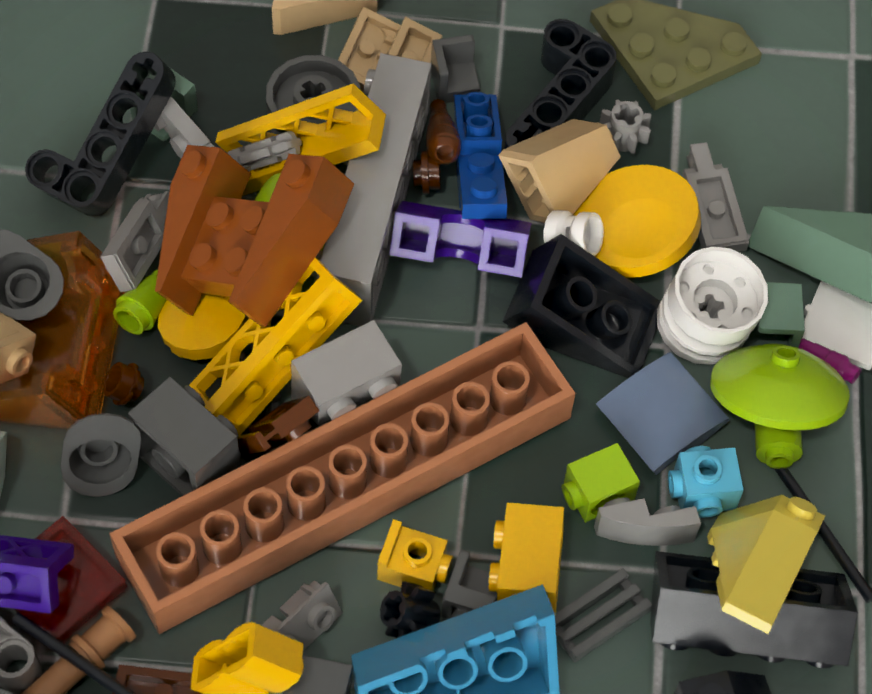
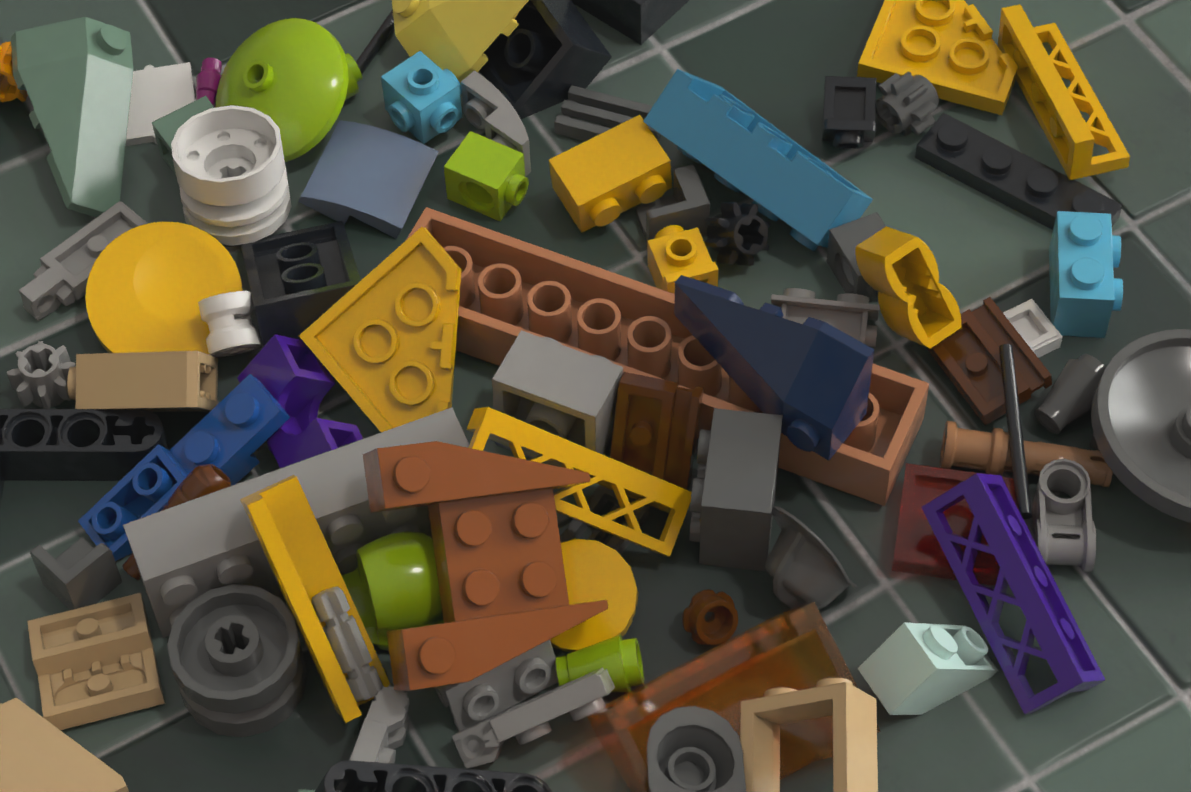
camera: 120 degrees left, 5 degrees down
(220, 500) = (785, 367): none -> dark blue wedge
(470, 310) = (395, 334): none -> yellow plate

